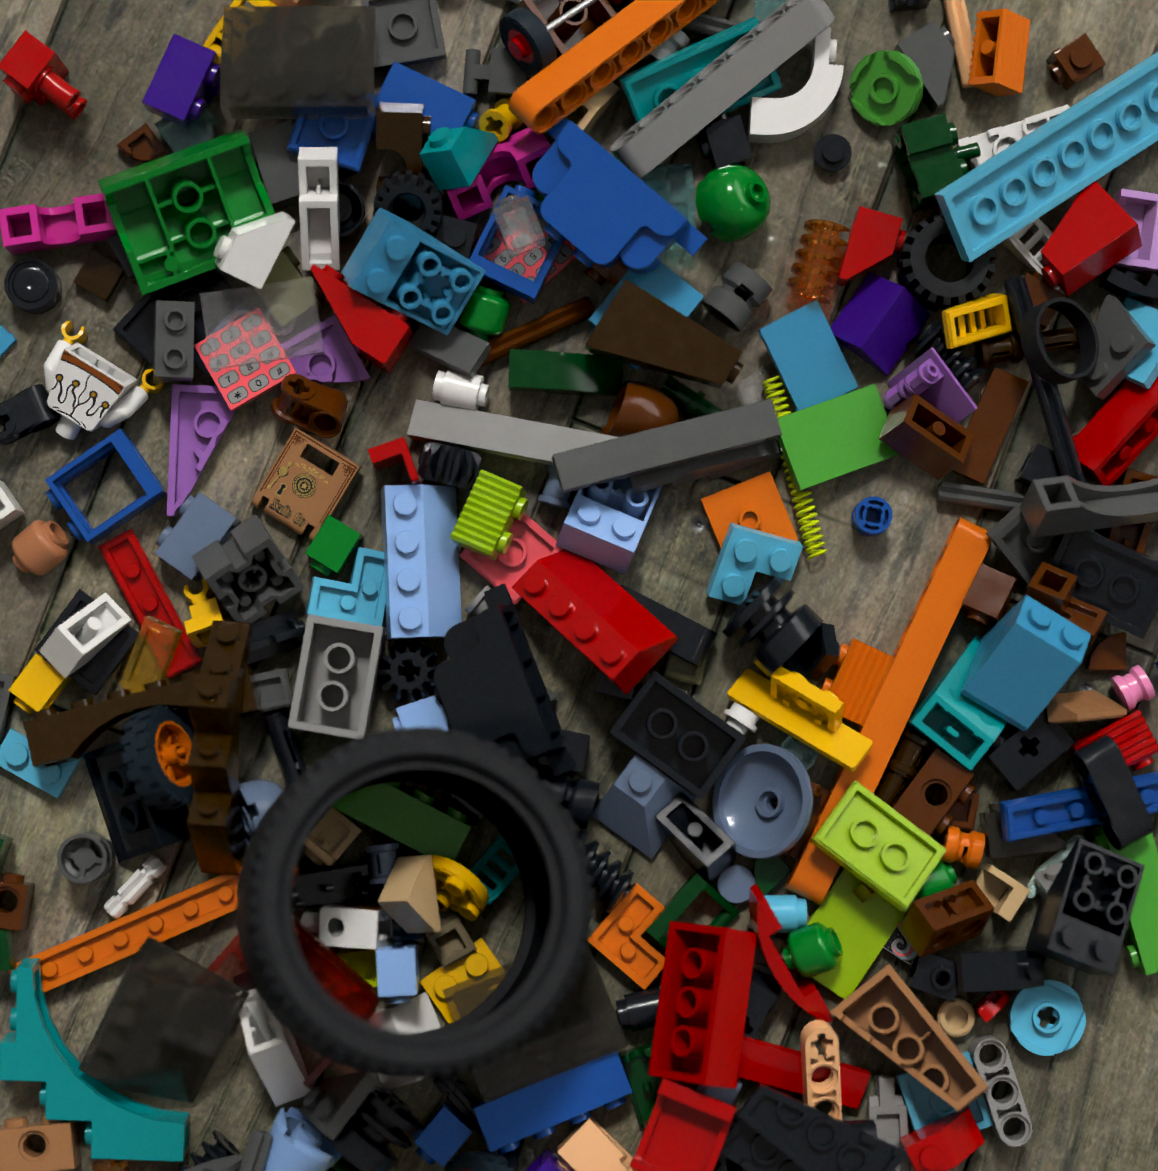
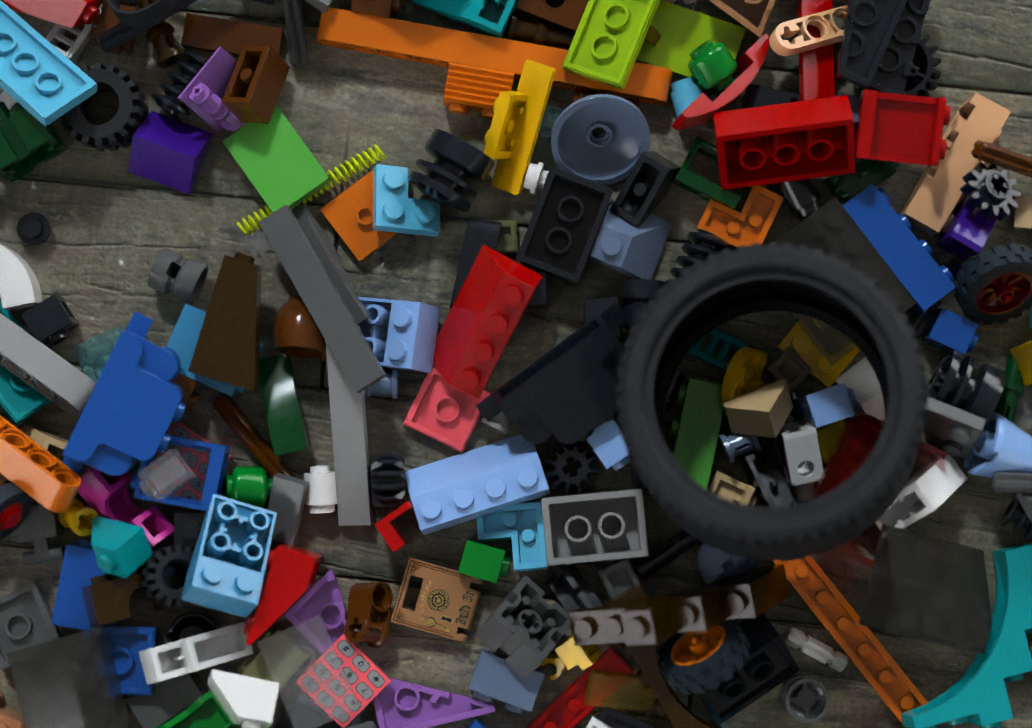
camera: 95 degrees left, 0 degrees up
(489, 515) = (421, 434): lime brick -> none
(688, 400) = (278, 292): dark green pin -> none
(733, 202) = (97, 300): green cylinder -> none
(735, 883) = (674, 145): sand blue tile -> none
(769, 872) = (658, 120): dark green tile -> none
(807, 356) = (214, 203): dark azure piece -> none
(815, 654) = (464, 126): black bracket -> none
(816, 259) = (129, 217): clear orange piece -> none
(866, 520) = (340, 118): blue wheel -> none
(870, 243) = (102, 176): red slope -> none
(997, 314) = (140, 51): yellow slope -> none

